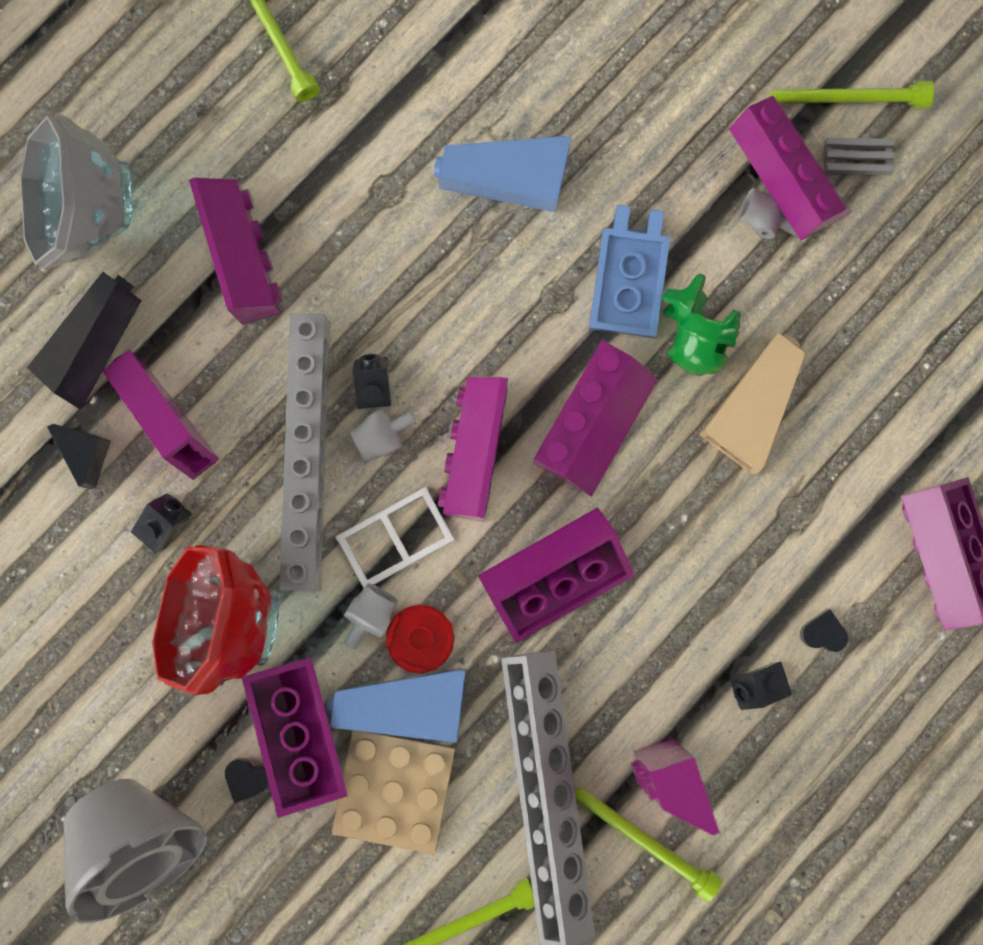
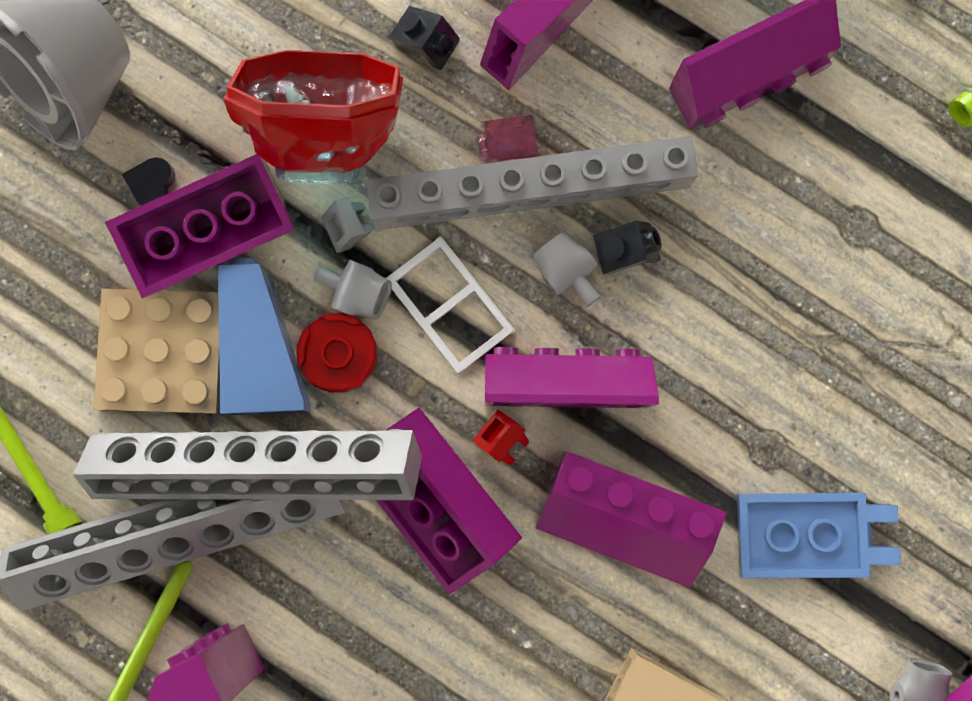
camera: 75 degrees right, 0 degrees up
(265, 465) = (508, 139): none -> clear pink brick
(313, 615) = (344, 225): none -> light grey tile
(504, 722) = (251, 465): none -> light grey brick
(507, 171) = (913, 365): medium blue slope -> none
(512, 512) = (500, 436): none -> red tile
(699, 340) = (748, 632): green piece -> none

